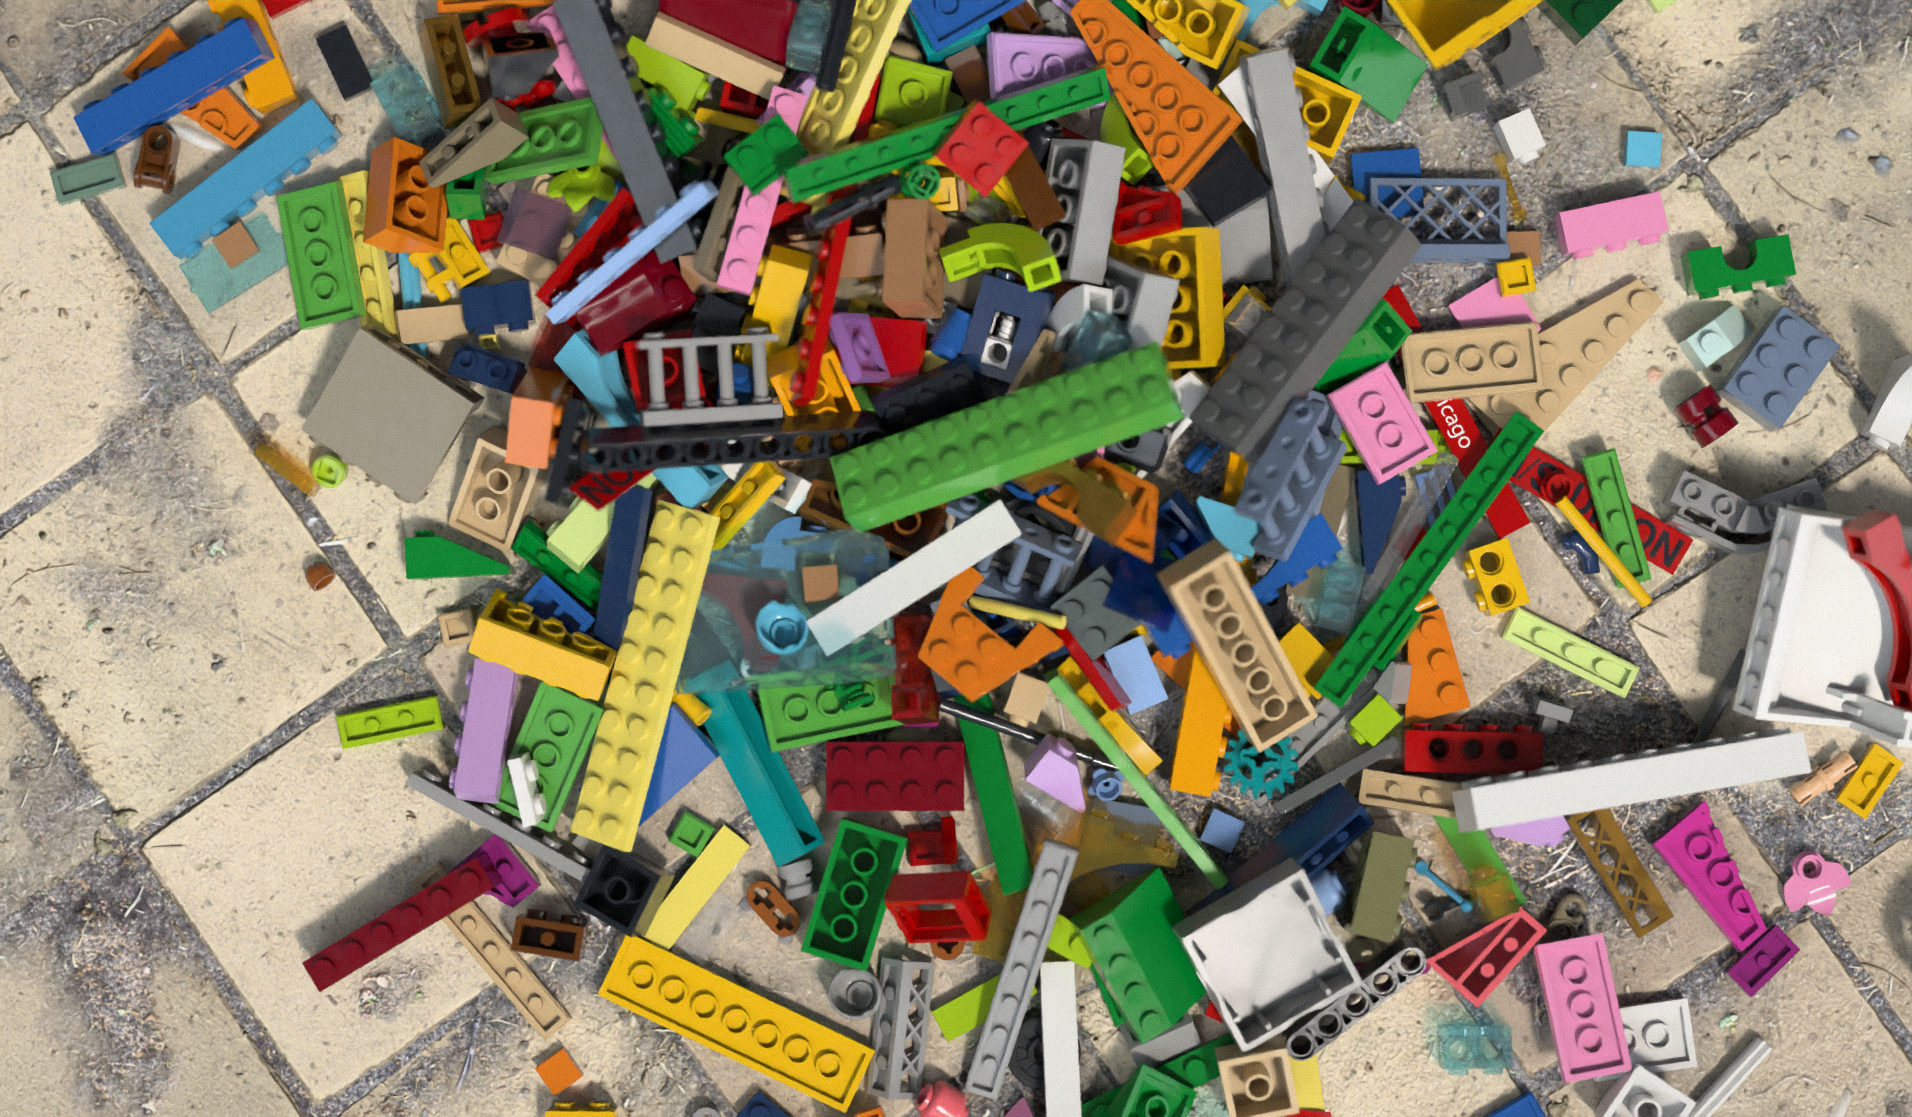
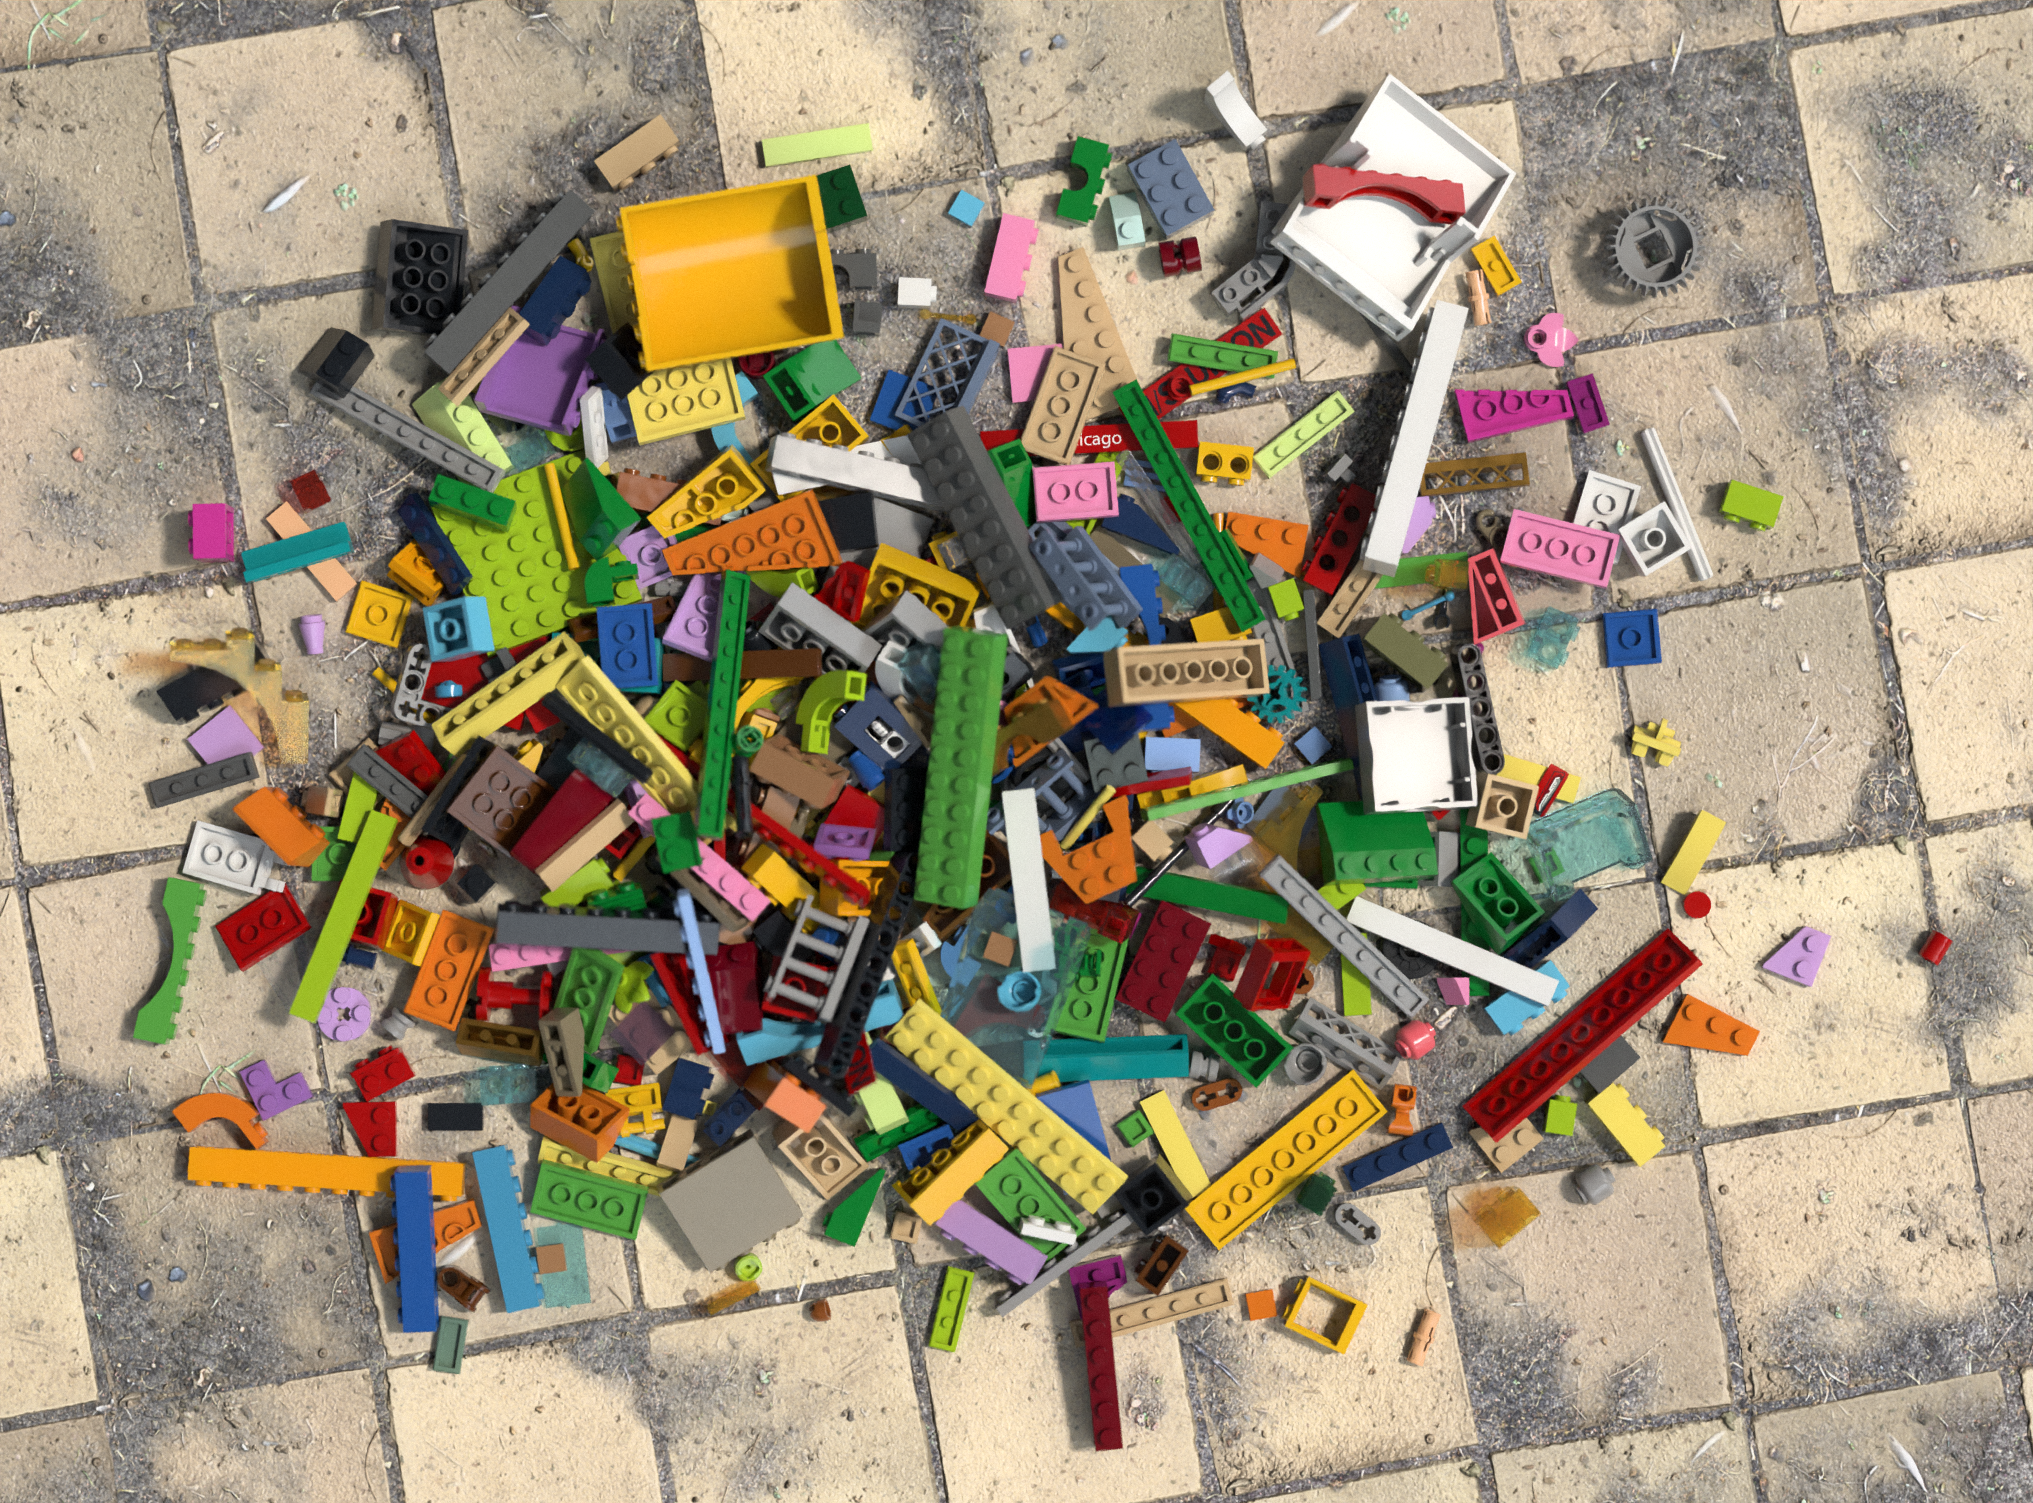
camera: 70 degrees left, 0 degrees up
(517, 61) = (522, 989): black slope -> none
(713, 1077) = (1317, 1193): none -> clear green brick
(980, 148) = (744, 686): red plate -> none
(1515, 277) = (1015, 345): yellow tile -> none

